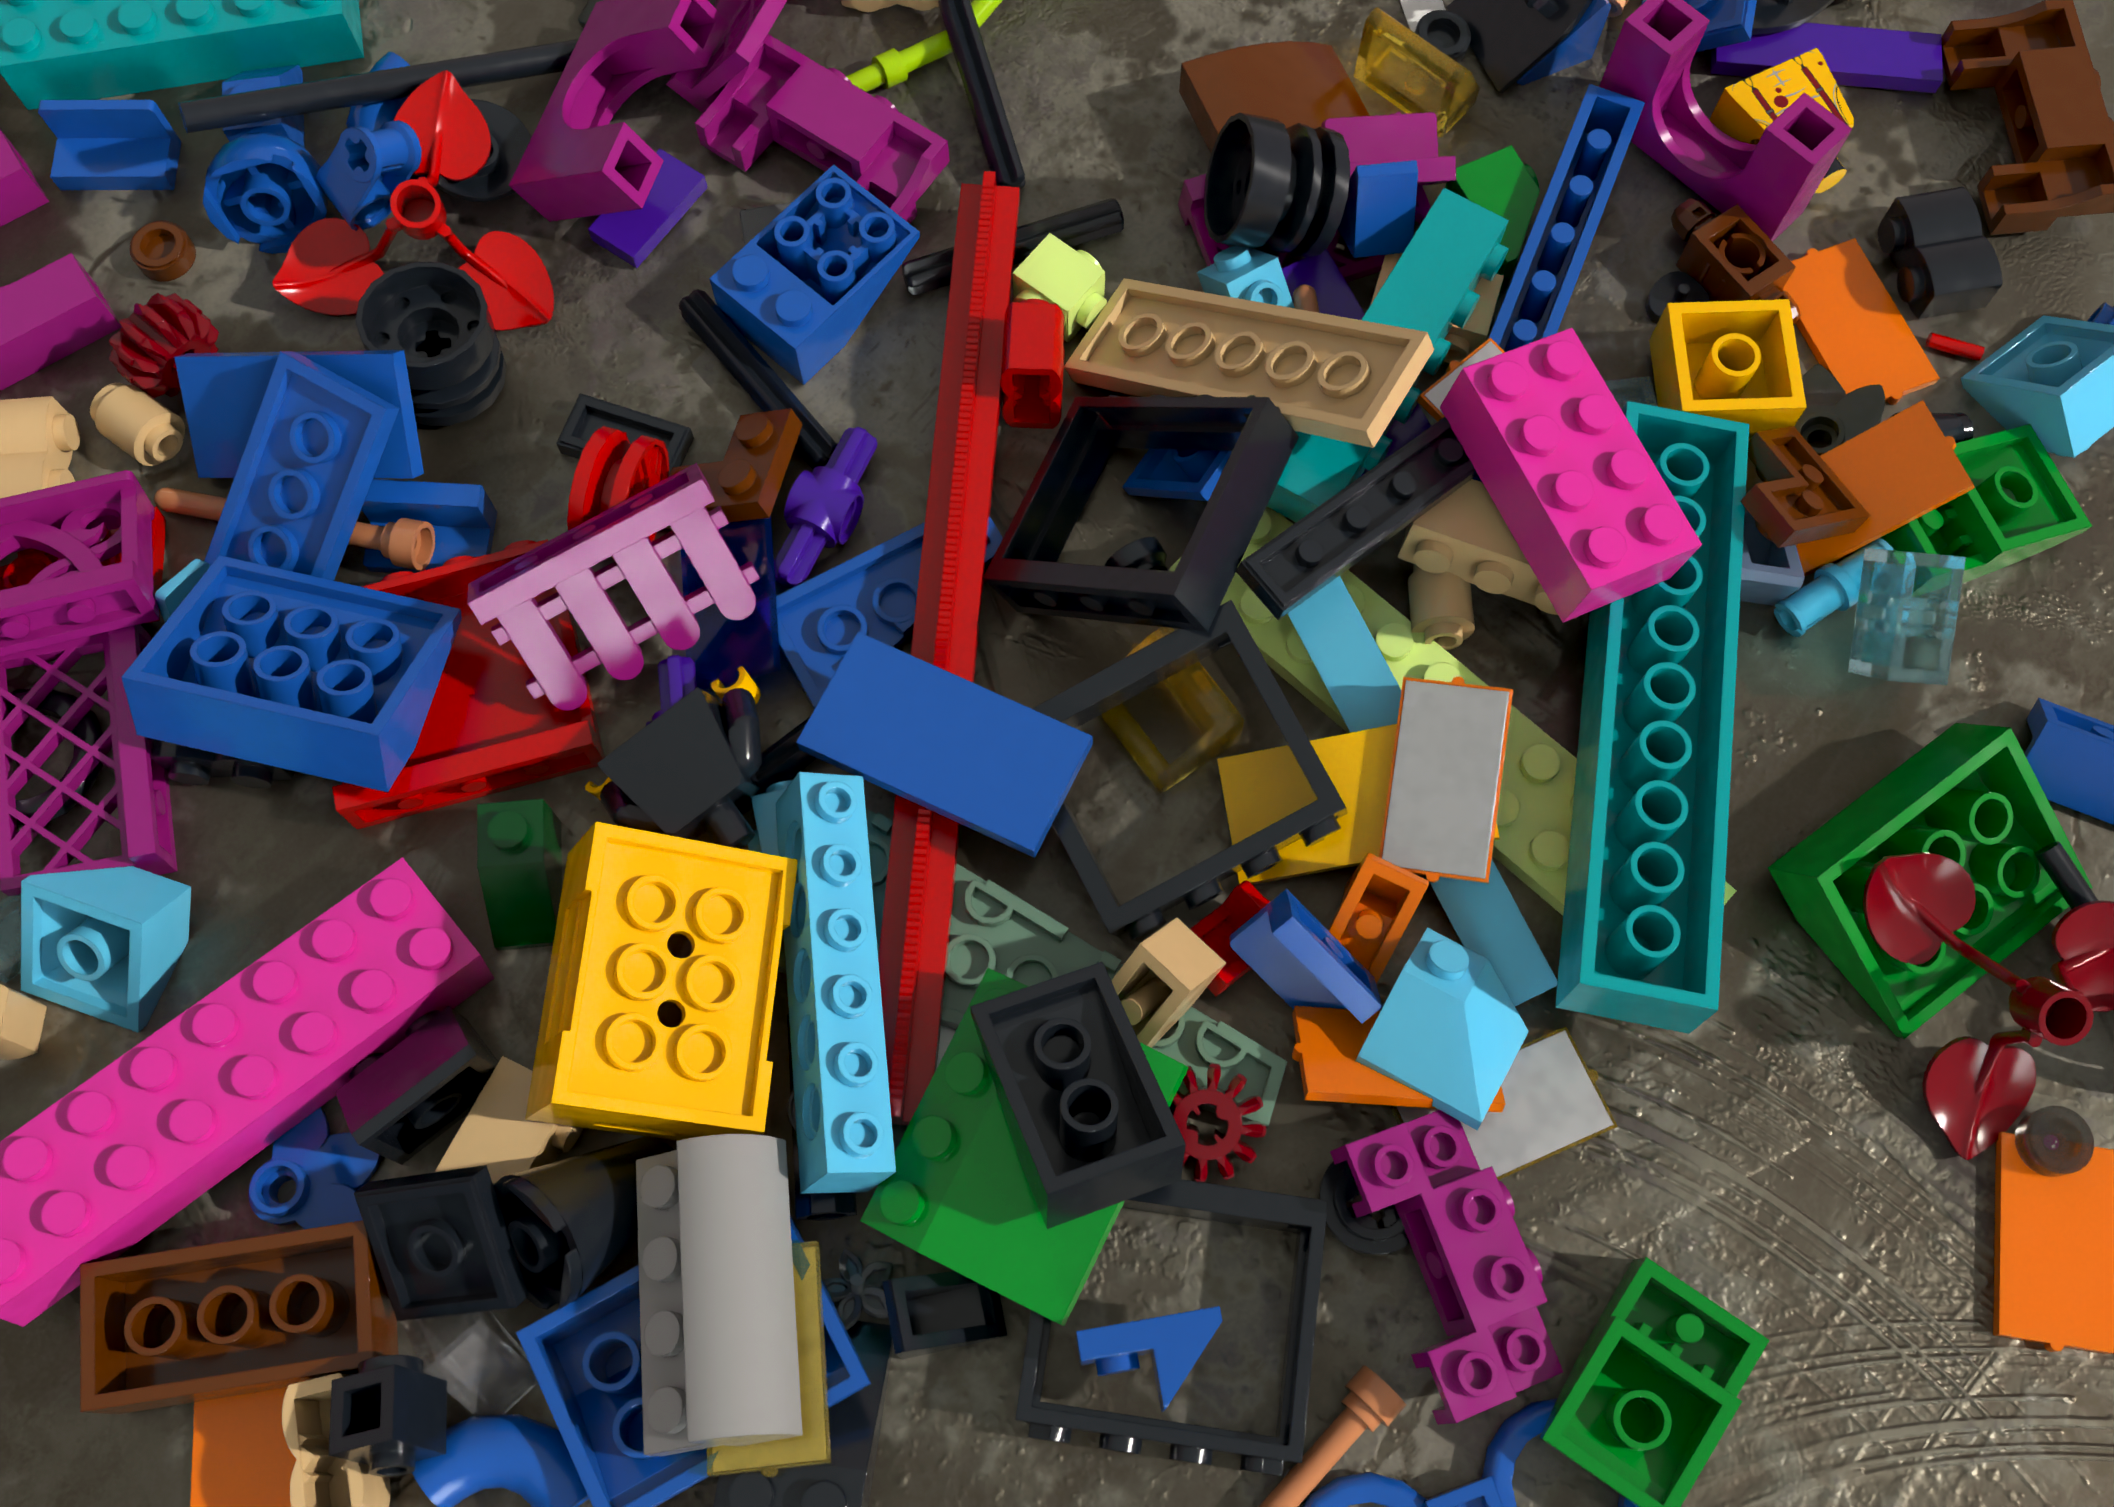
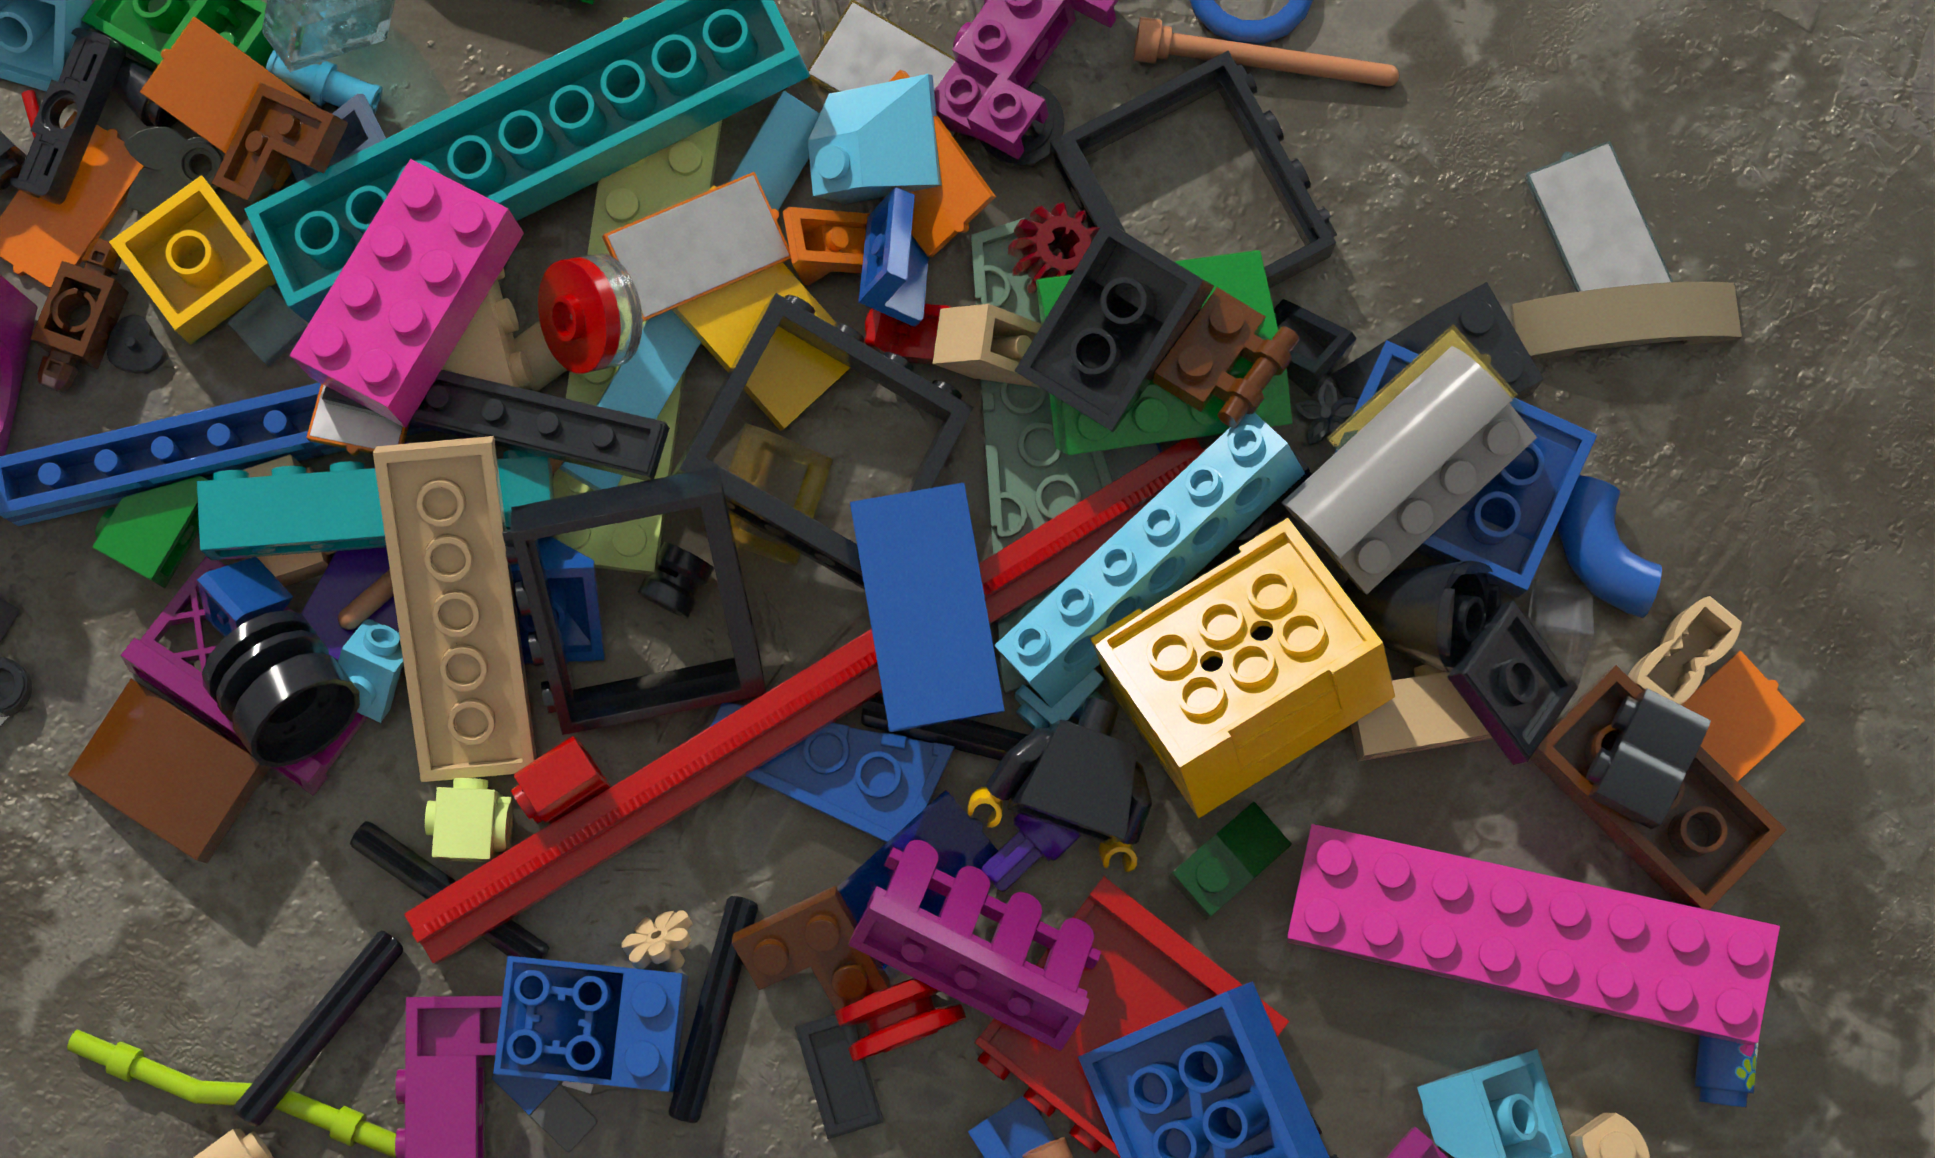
camera: 125 degrees left, 10 degrees up
(252, 1313) = (1647, 758): none -> black brick
(324, 1171) = (1525, 826): blue plate -> none
(388, 1415) = (1636, 626): black brick -> none
(418, 1087) = (1423, 802): slope -> none
(824, 507) = (787, 866): dark purple axle -> none
(845, 368) = (659, 941): none -> tan plant
(985, 1180) = (1212, 347): none -> reddish brown plate
(1171, 1340) = (1218, 173): blue slope -> none
(1396, 139) = (170, 633): magenta panel -> none
(1413, 72) = (58, 678): clear yellow tile -> none
(1444, 636) = (590, 313): none -> red piece
(1955, 377) = (58, 151): none -> black piece

